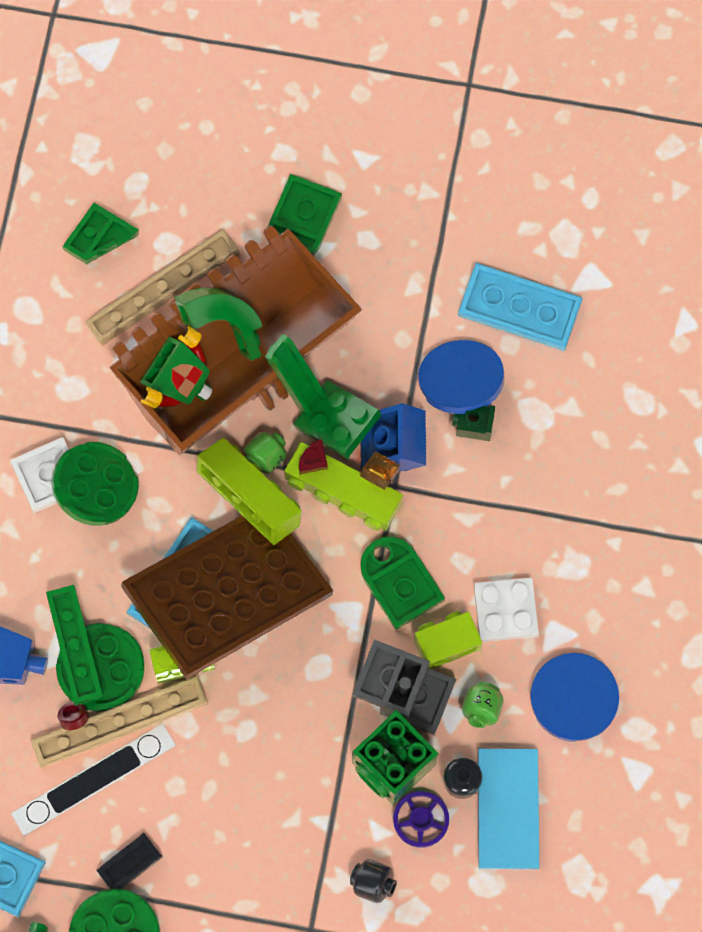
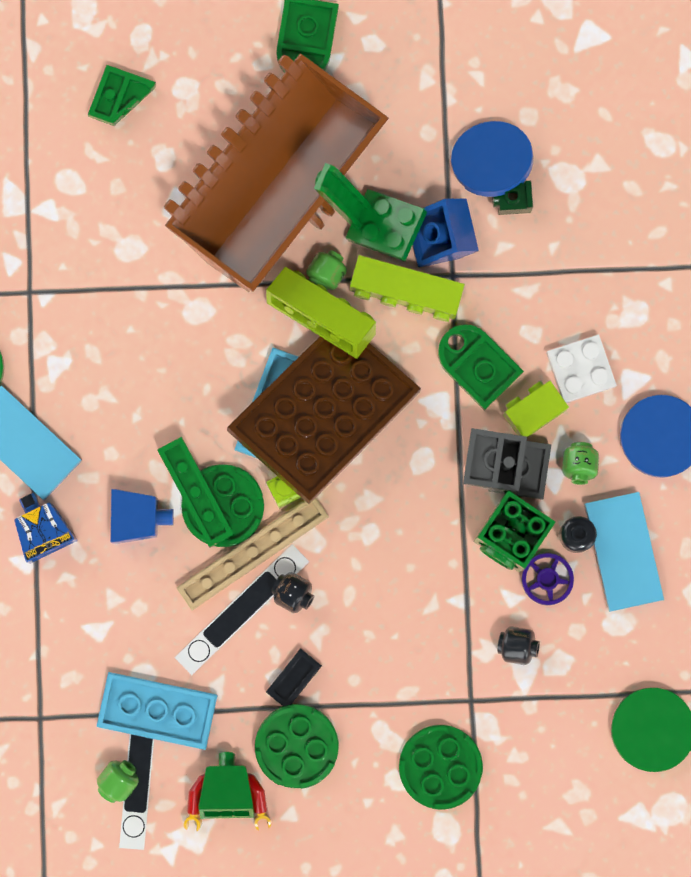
camera: 15 degrees left, 10 degrees up
(35, 473) = (130, 337): white plate -> none
(72, 716) = (209, 558): dark red tile -> none
(94, 484) = (175, 336): green tile -> none
(149, 771) = (292, 592): none -> black head
(161, 288) = (191, 132): tan tile -> none
(177, 373) = (229, 216): torso -> none
(212, 304) = (246, 144): green arch -> none
(313, 458) = (374, 268): dark red tile -> none
(380, 470) = (439, 266): clear orange plate -> none
(520, 306) = (530, 77): medium azure tile -> none

